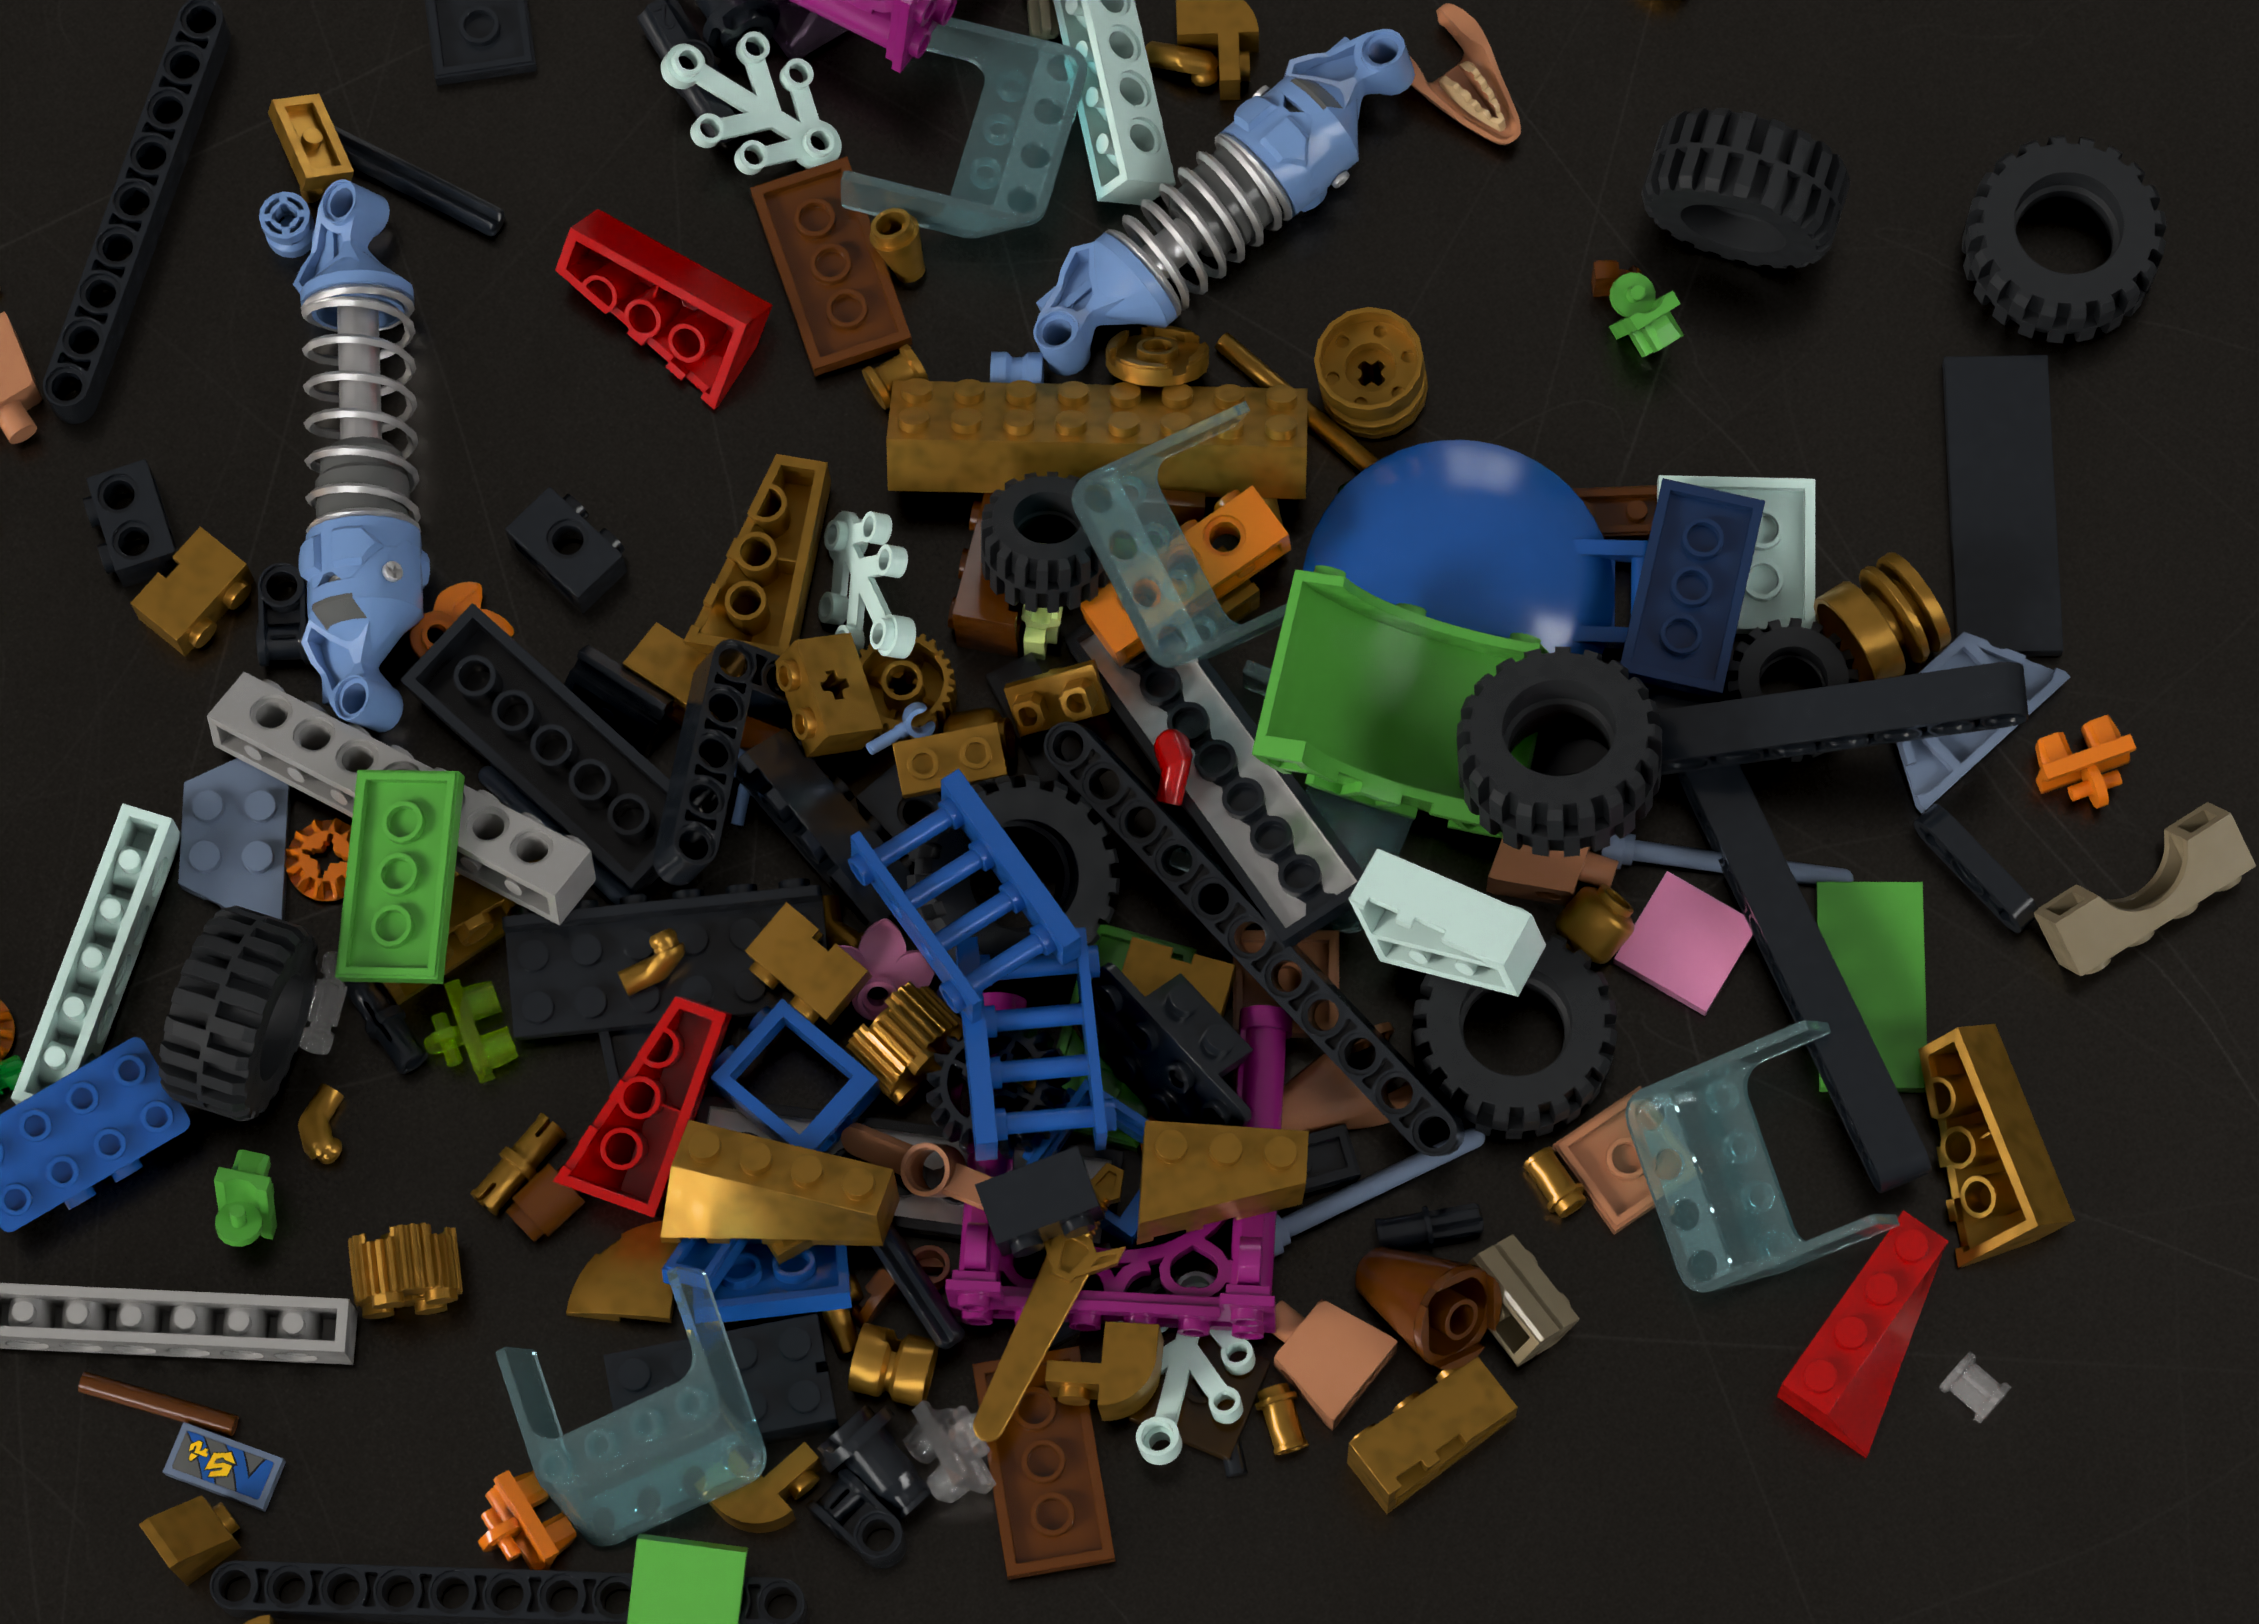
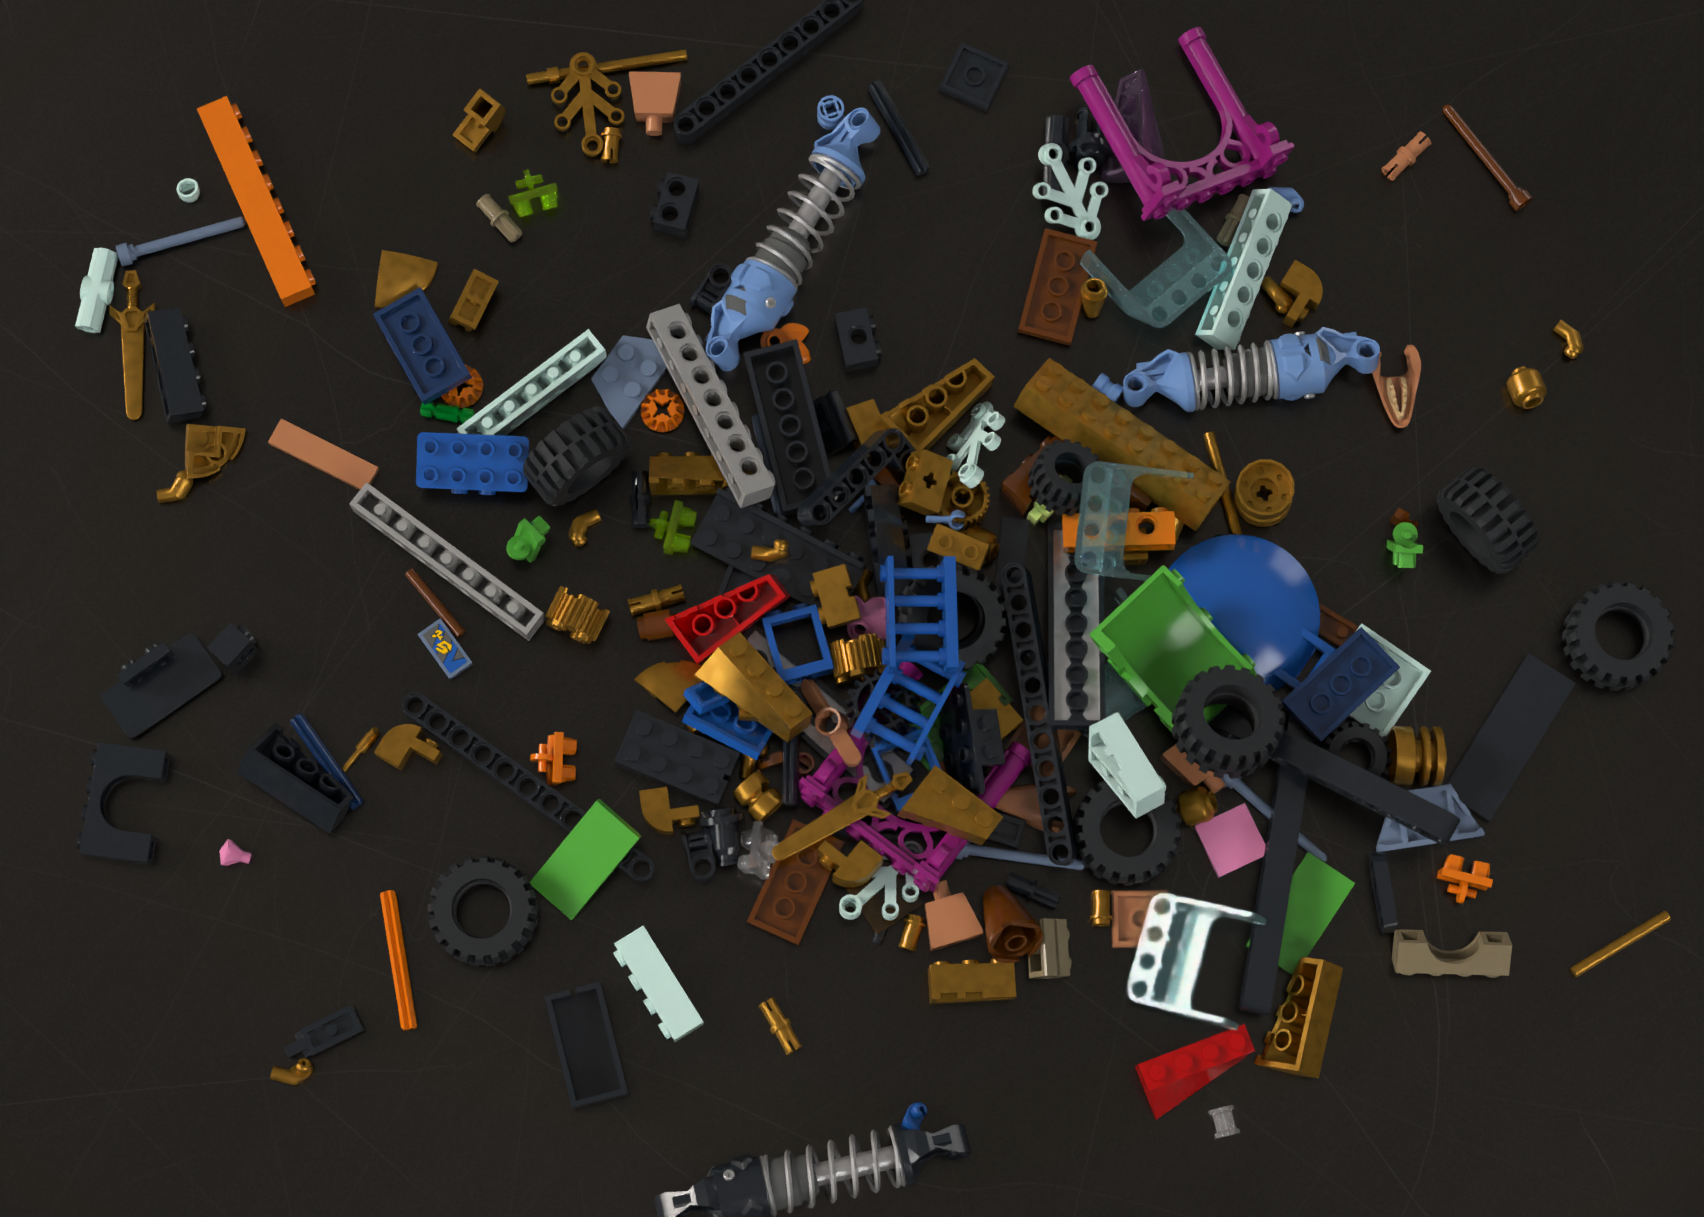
camera: 25 degrees right, 5 degrees up
(192, 1537) = (410, 671): pearl gold slope -> none
(195, 594) = (681, 254): pearl gold brick -> none
(310, 143) = (863, 82): pearl gold tile -> none
(324, 1008) = (620, 474): clear axle -> none
(400, 876) = (684, 442): bright green tile -> none
(652, 1454) = (631, 768): clear light blue windscreen -> none
(666, 300) = (973, 255): red wedge -> none
(900, 368) = (1057, 354): pearl gold bush -> none
(1040, 1203) = (865, 770): black brick -> none
(1057, 697) = (1026, 548): pearl gold hips -> none
(1157, 356) = (1174, 423): pearl gold tile -> none
(1174, 759) = (1057, 611): red arm -> none

